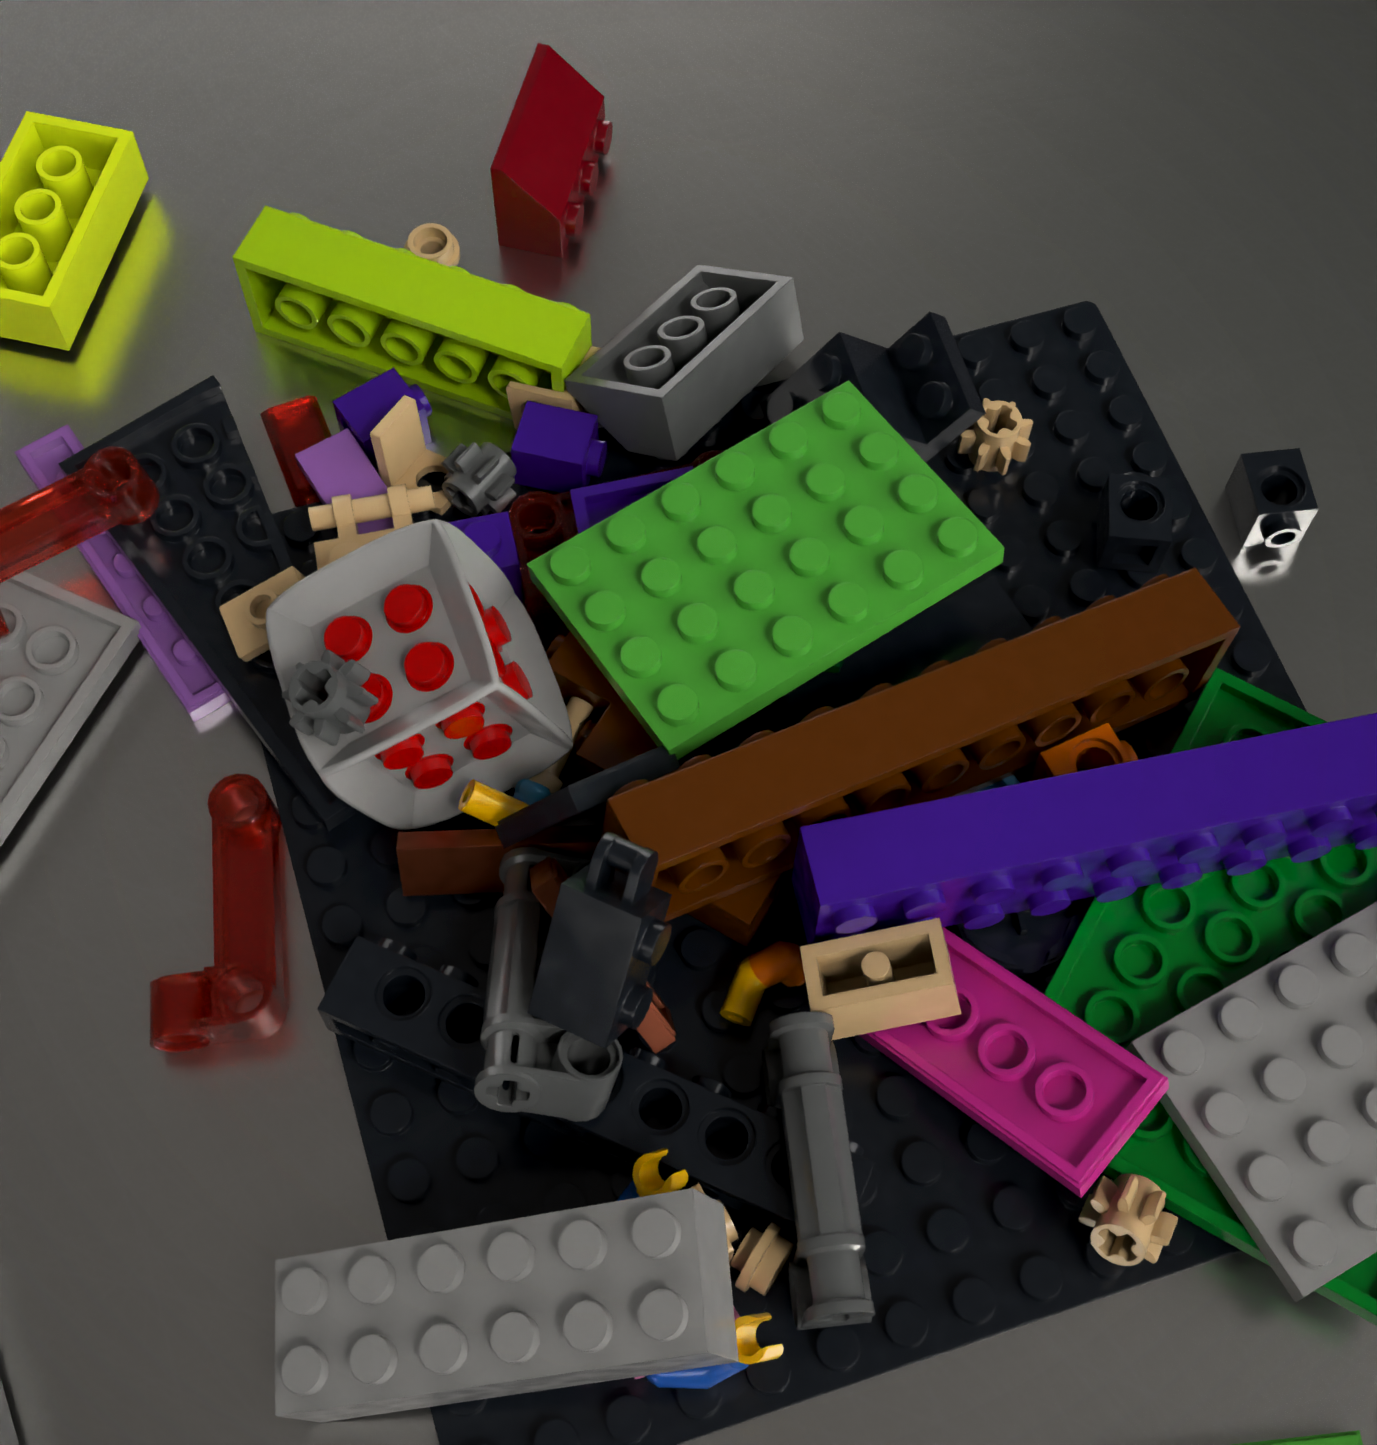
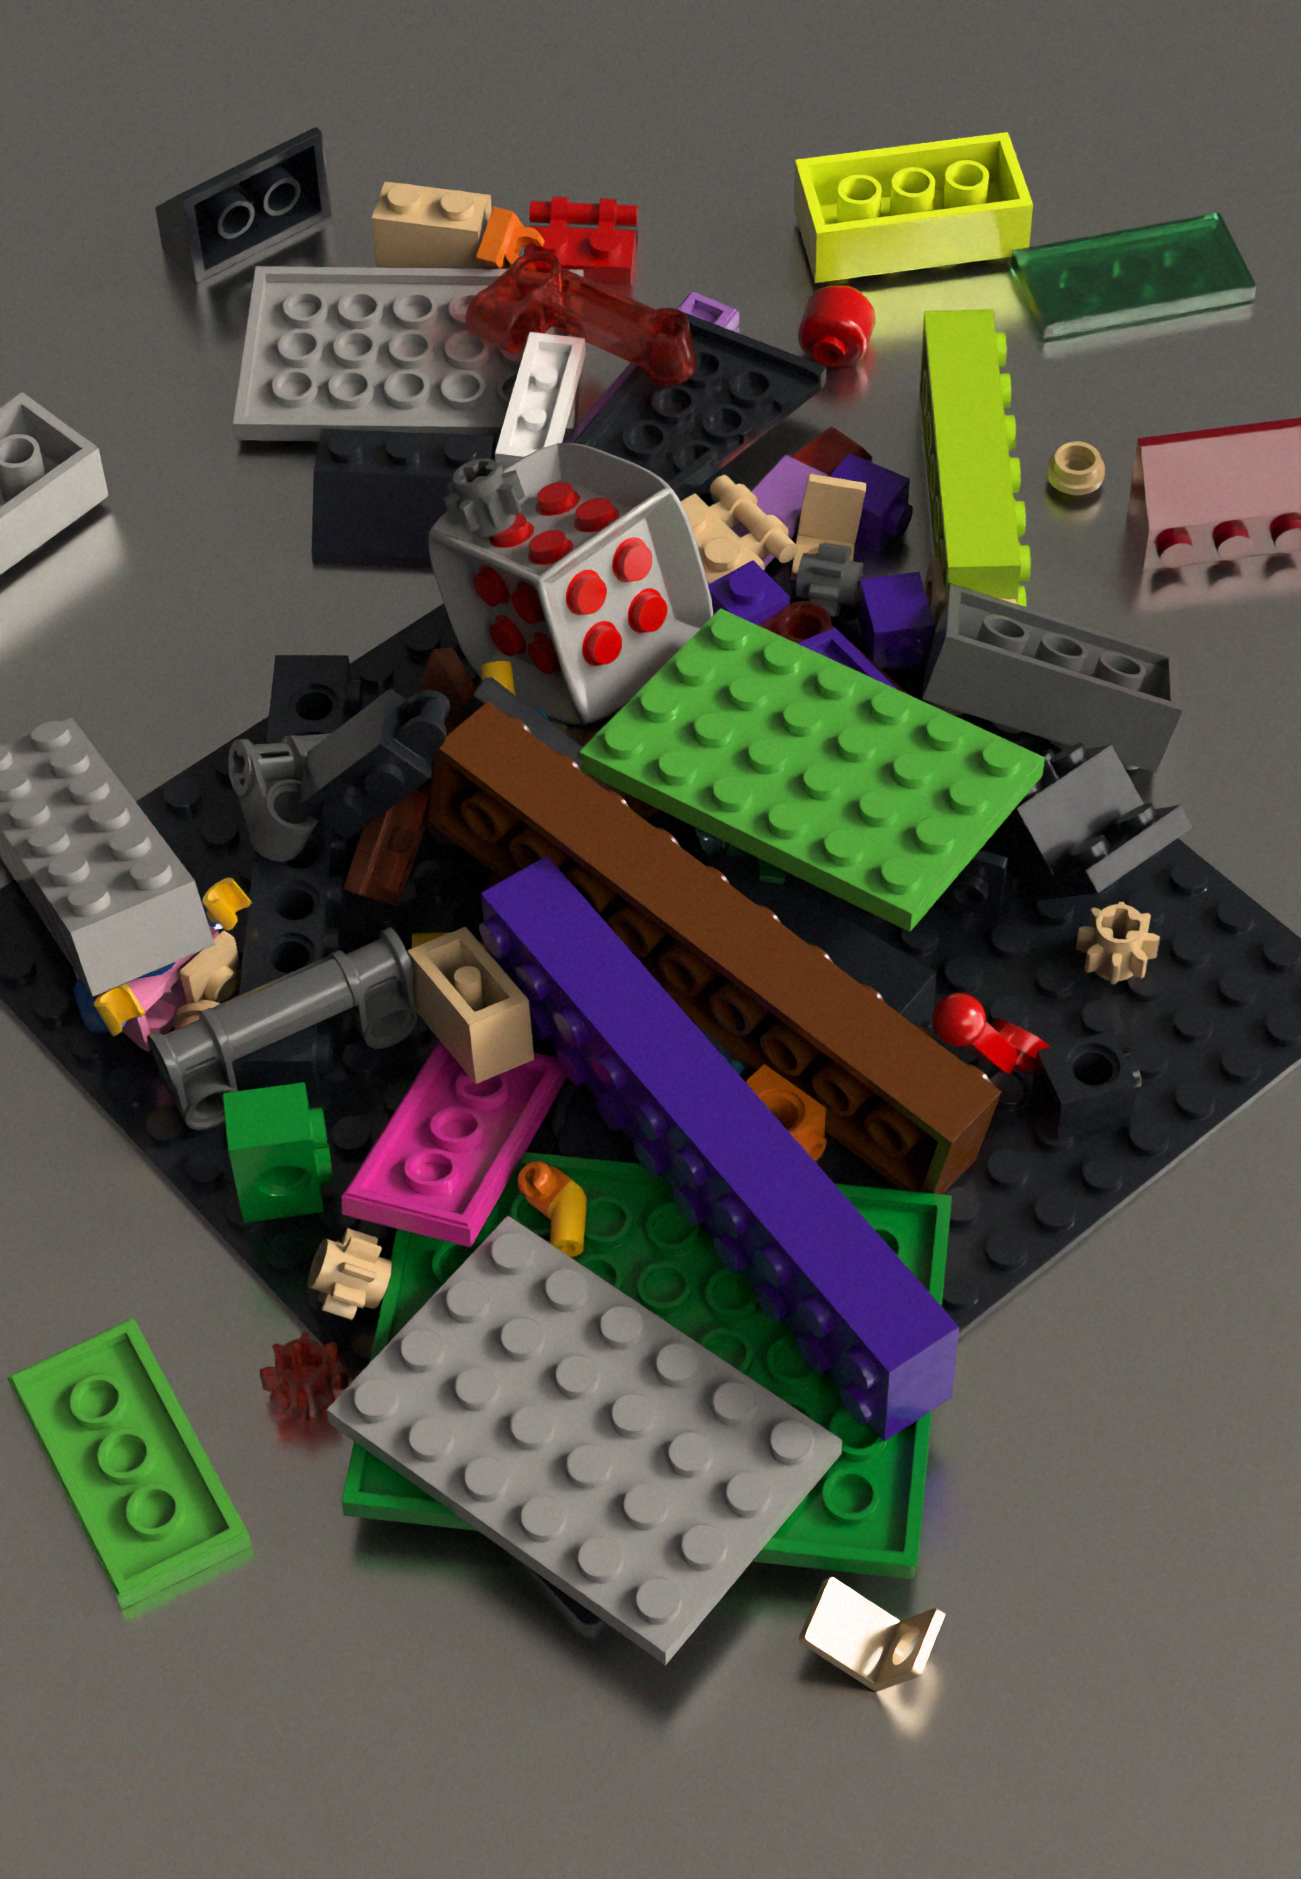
camera: 70 degrees right, 10 degrees down
(102, 632) = (541, 396): none -> white plate
(128, 814) = (384, 492): none -> black slope
(146, 353) = (839, 324): none -> red head
(201, 1006) = (282, 624): clear red piece -> none
(225, 118) = (1132, 275): none -> clear green tile
(979, 1237) = (277, 1151): none -> green brick
(1088, 562) = (961, 1022): none -> red piece
(1126, 987) = (559, 1201): none -> arm
(1222, 1302) = (300, 1360): none -> clear red gear
(1265, 479) = (1210, 1188): black brick -> none

